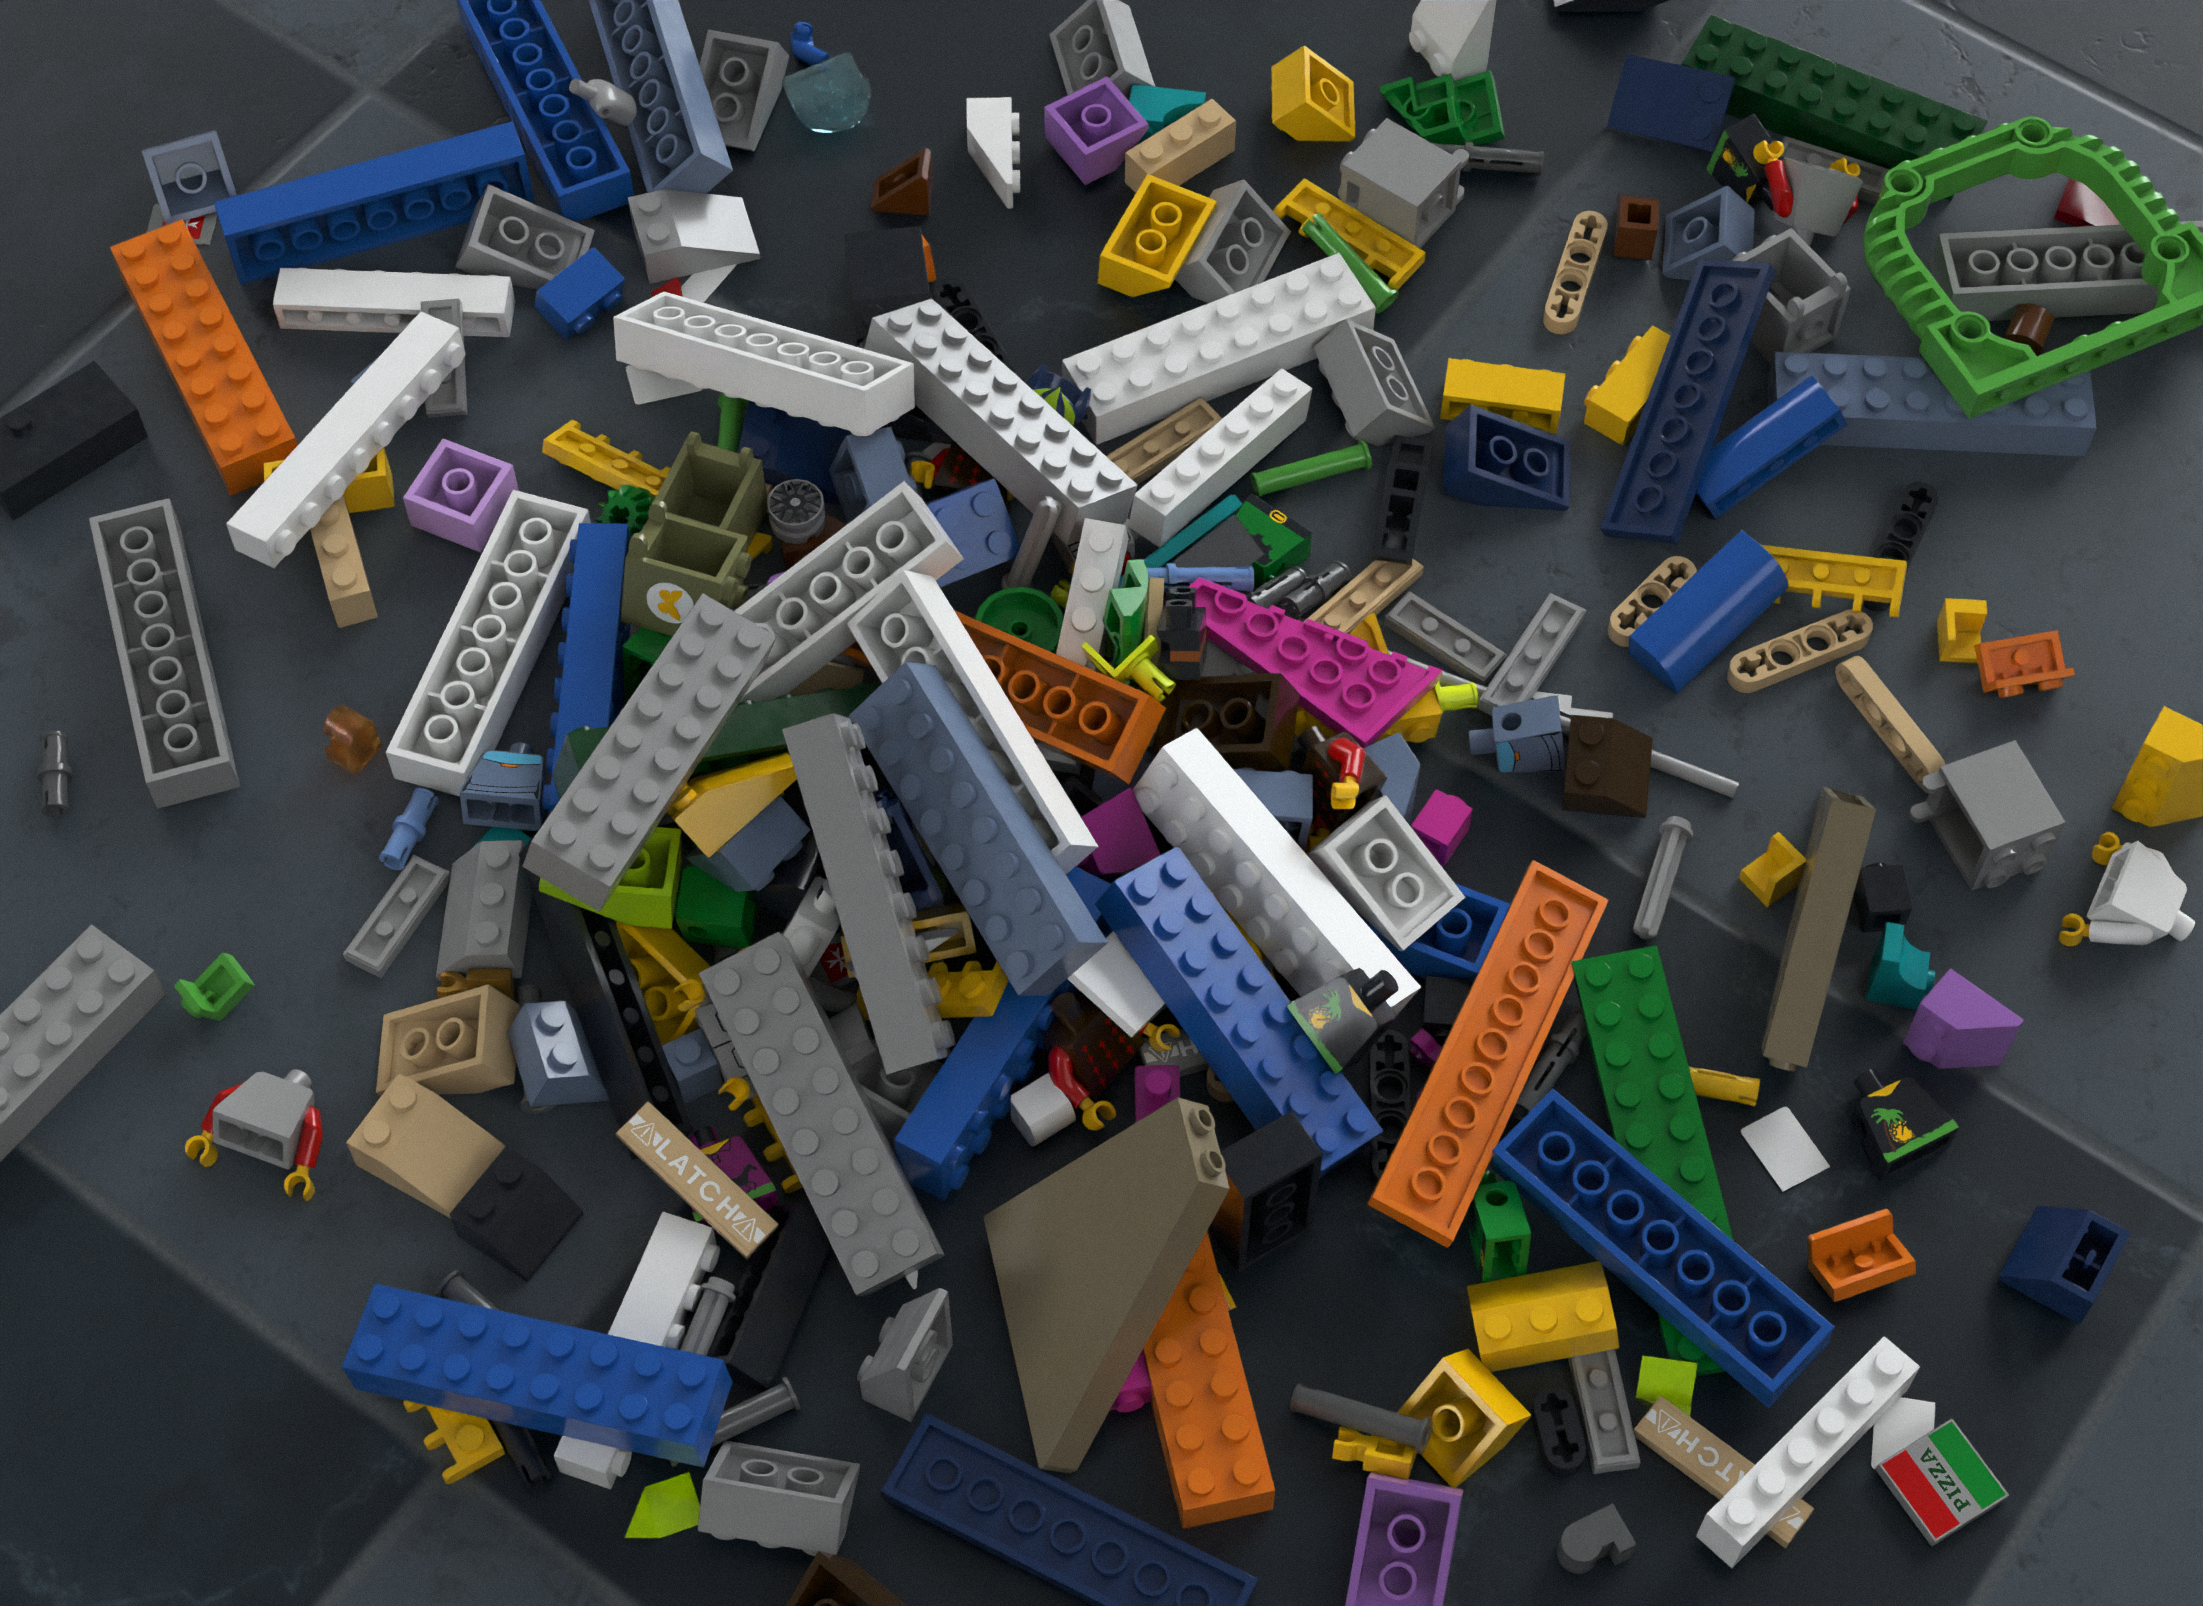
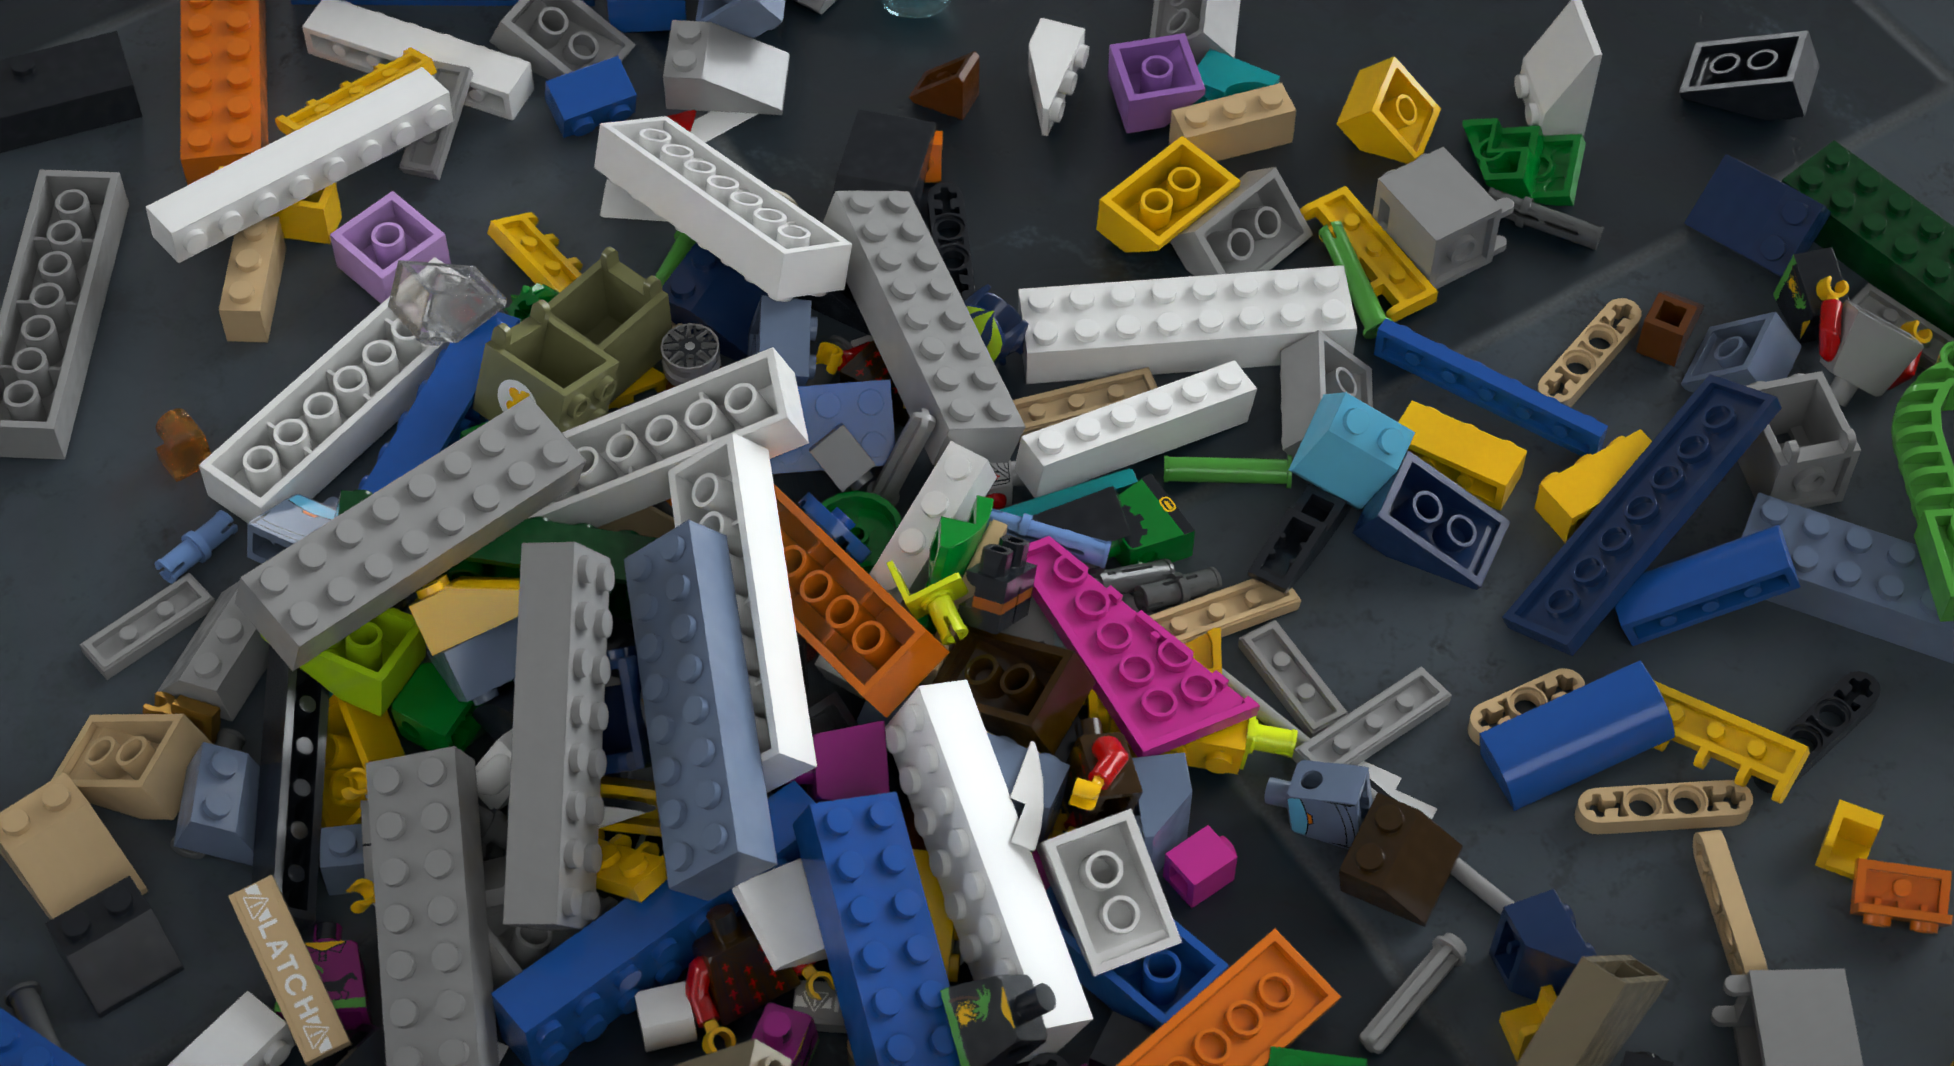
camera: 20 degrees right, 5 degrees down
(361, 355) = (353, 91): none -> yellow hinge
(551, 528) = (442, 300): none -> clear slope
(983, 563) = (843, 459): none -> dark grey brick
(1009, 623) = (836, 525): none -> blue plate
(1289, 808) = (1029, 791): none -> white sticker
(1420, 417) = (1350, 449): none -> medium azure slope
(1505, 328) = (1489, 389): none -> blue plate
(1759, 802) = (1537, 944): none -> dark blue slope

